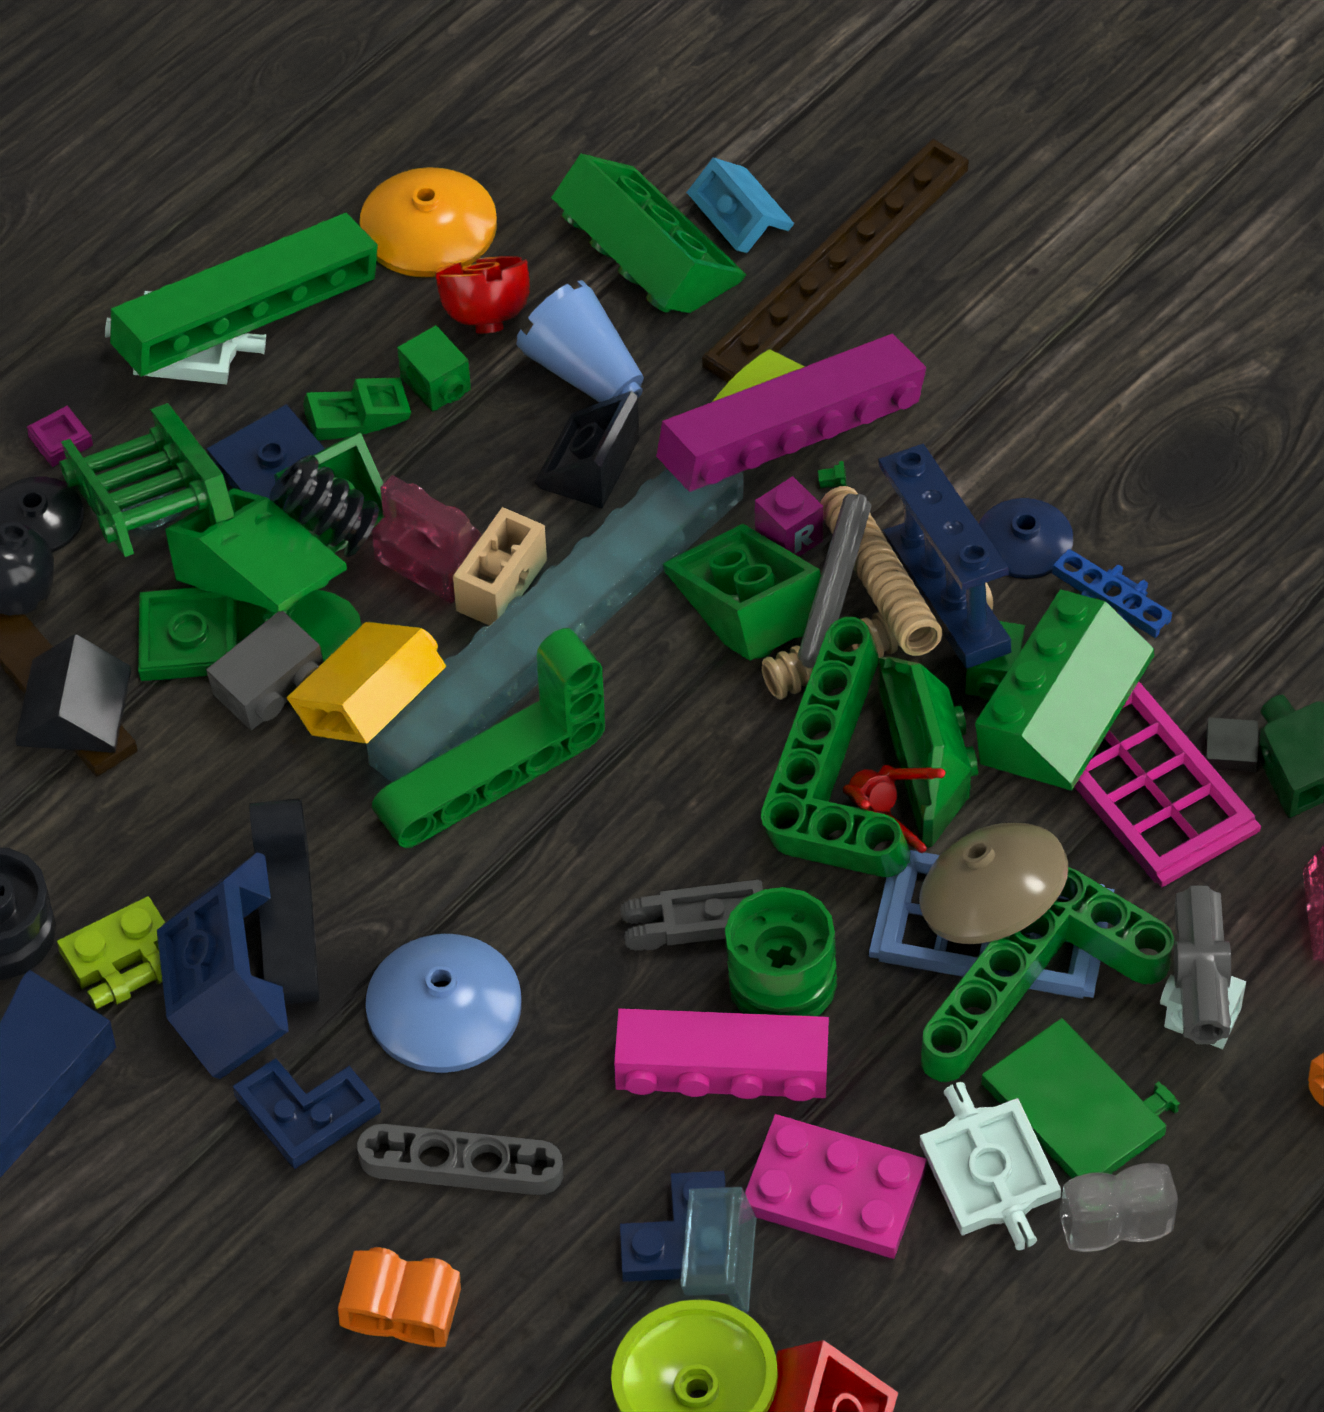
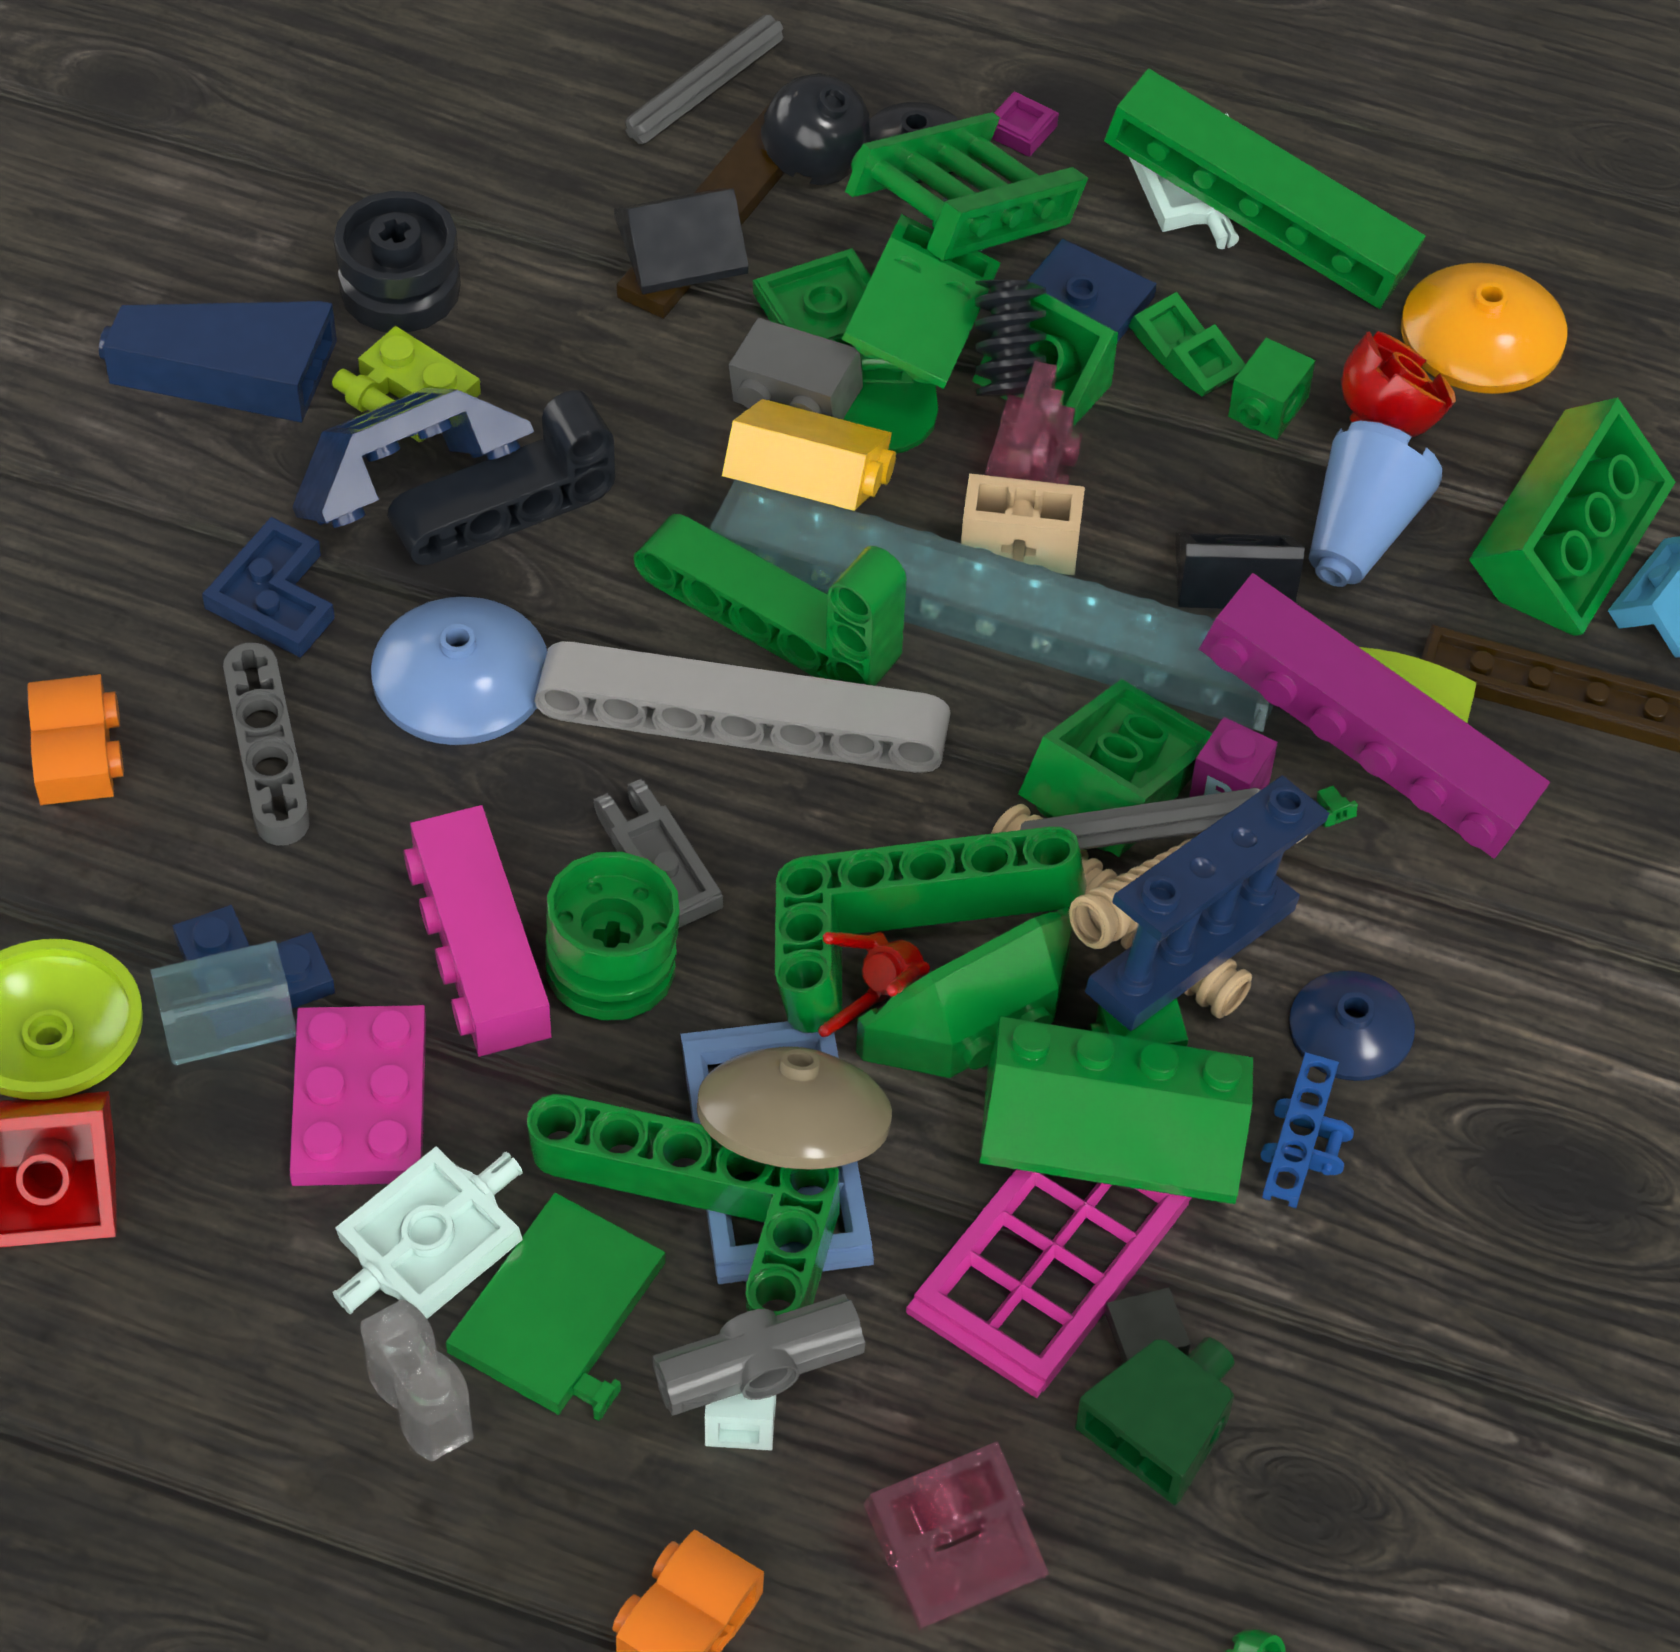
camera: 65 degrees right, 0 degrees up
(580, 816) = (743, 707): none -> light grey beam

